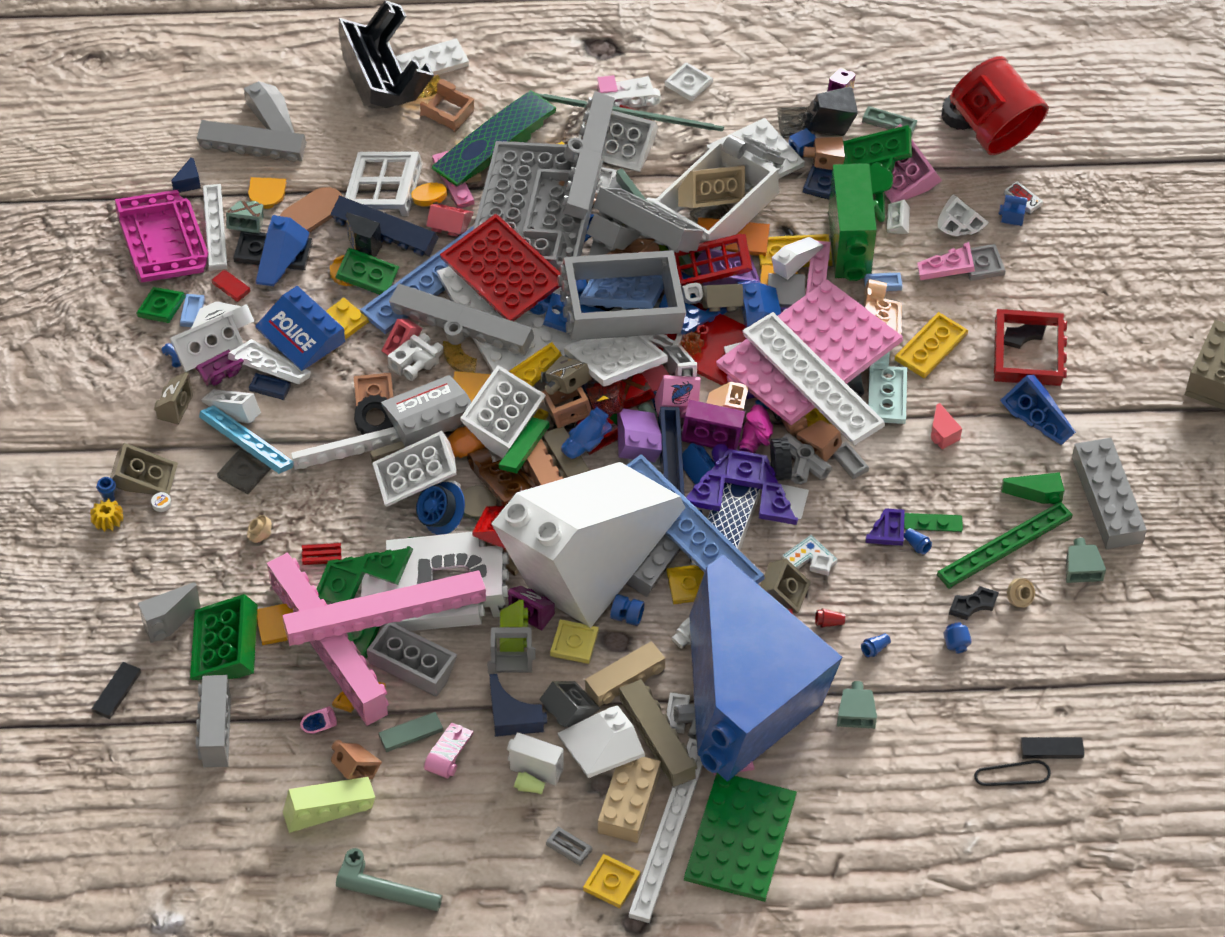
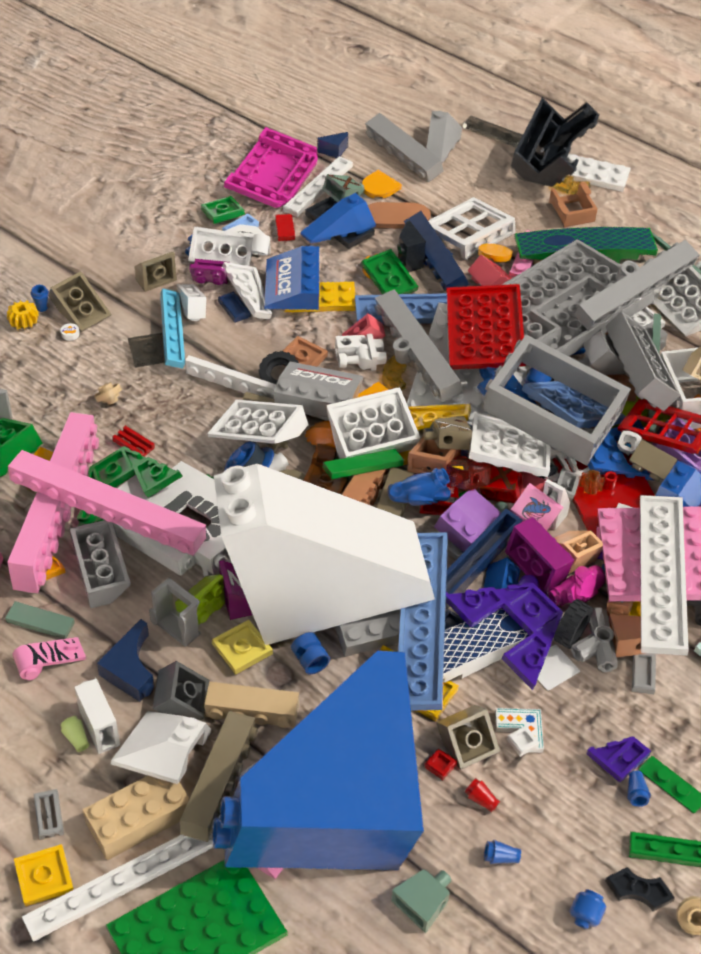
camera: 40 degrees right, 5 degrees down
(307, 73) = (492, 131): none -> clear smoke tile

